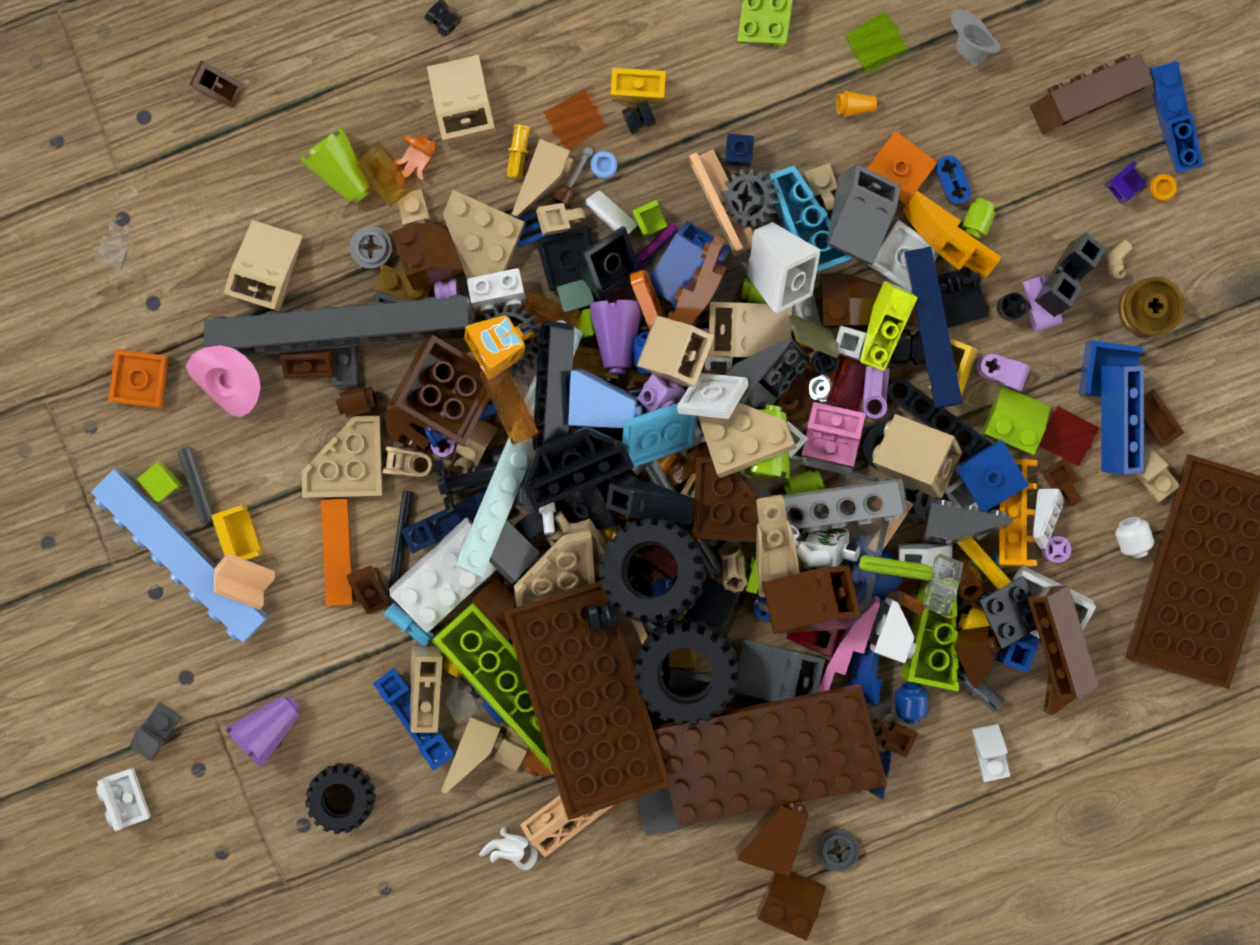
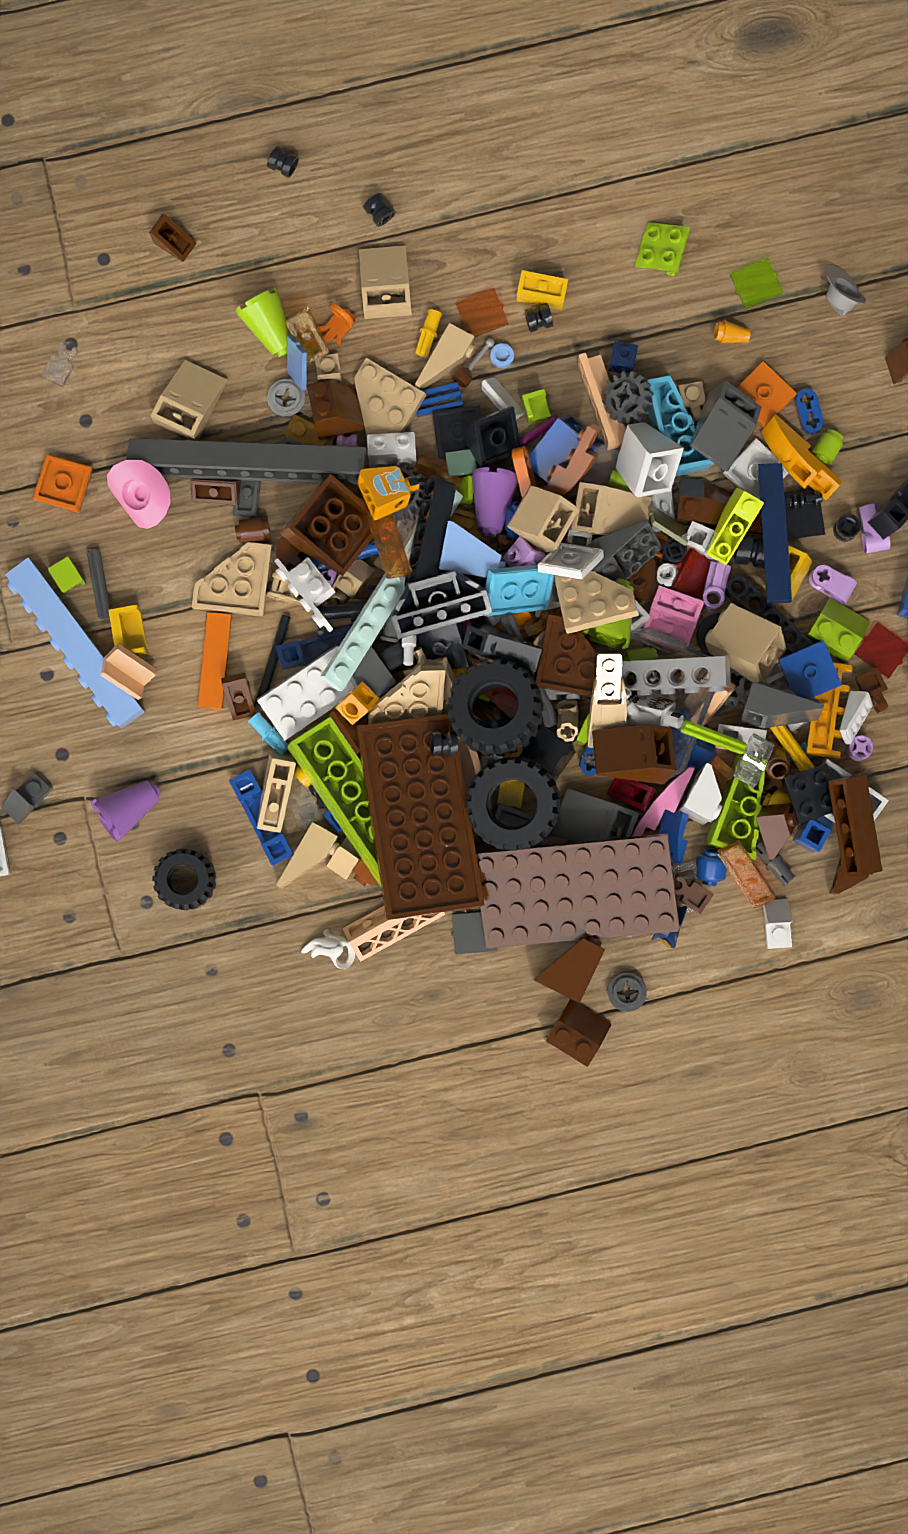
camera: 15 degrees right, 5 degrees down
(376, 208) = (296, 362): none -> medium blue piece
(430, 463) = (311, 585): none -> white bracket
(500, 585) = (357, 702): none -> light orange brick
(556, 219) = (454, 395): tan plate -> none
(950, 707) = (746, 874): none -> clear orange tile

